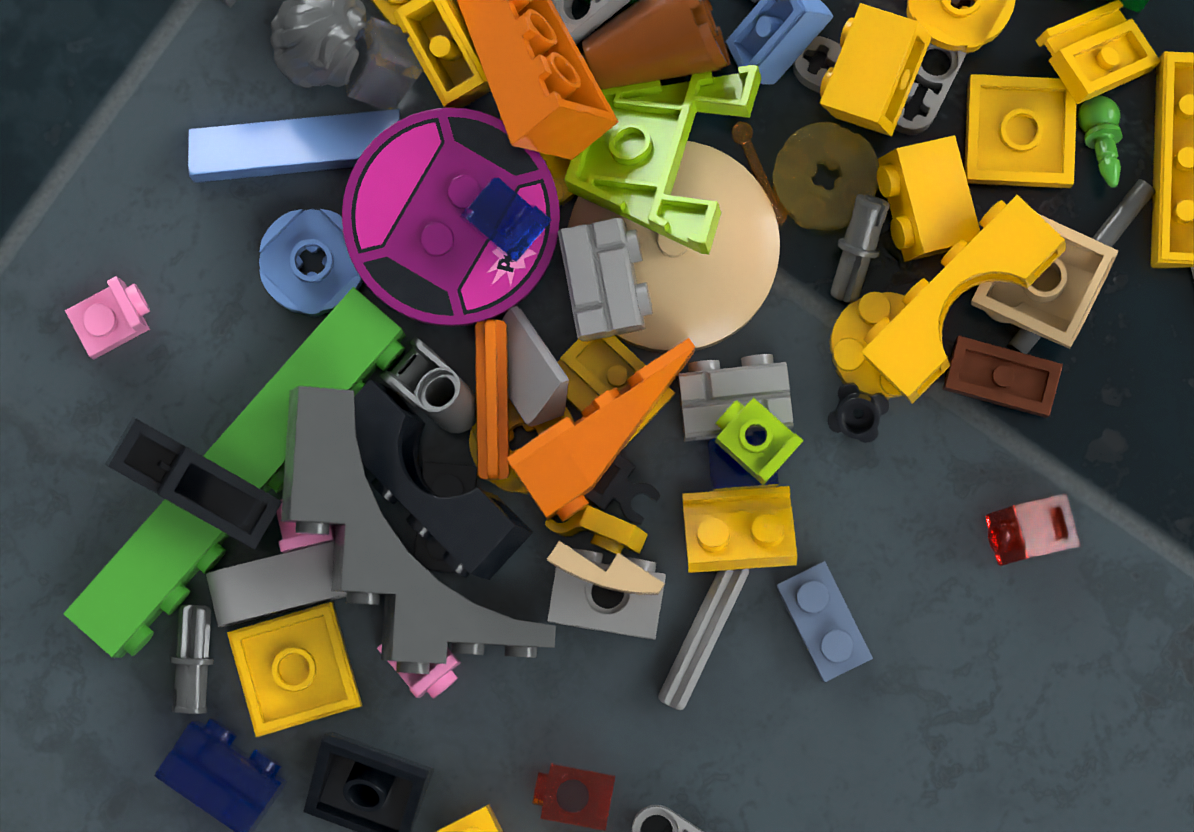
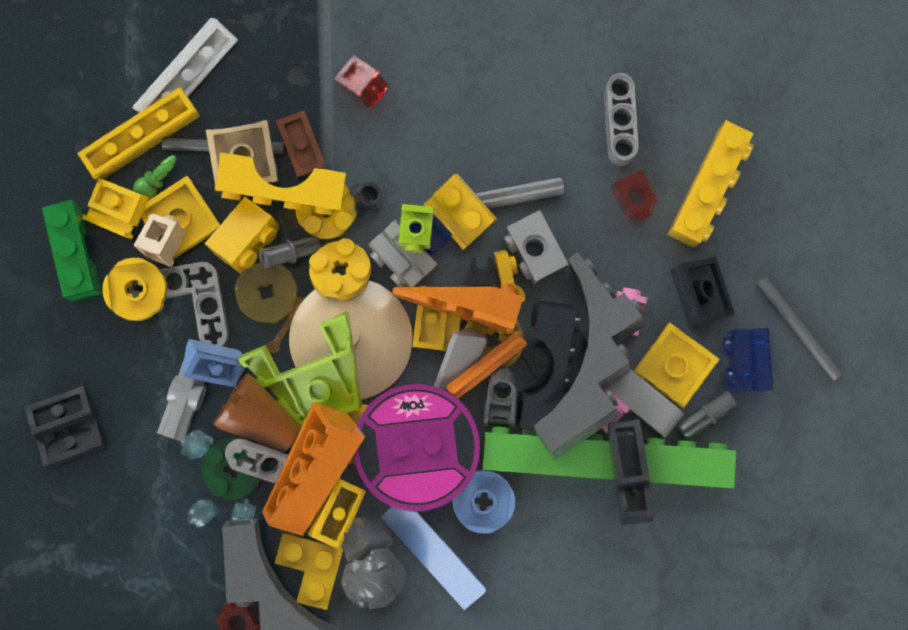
camera: 135 degrees left, 0 degrees up
(109, 317) = (581, 577): bright pink bracket -> none
(505, 219) = (400, 417): clear blue panel -> none
(603, 279) = (393, 354): light grey brick -> none
(620, 576) = (525, 244): tan slope -> none
(809, 292) = (340, 254): none -> yellow plate
(824, 622) = (472, 145): sand blue plate -> none
(874, 69) = (200, 302): yellow brick -> none
(1006, 79) = (160, 238): none -> tan brick

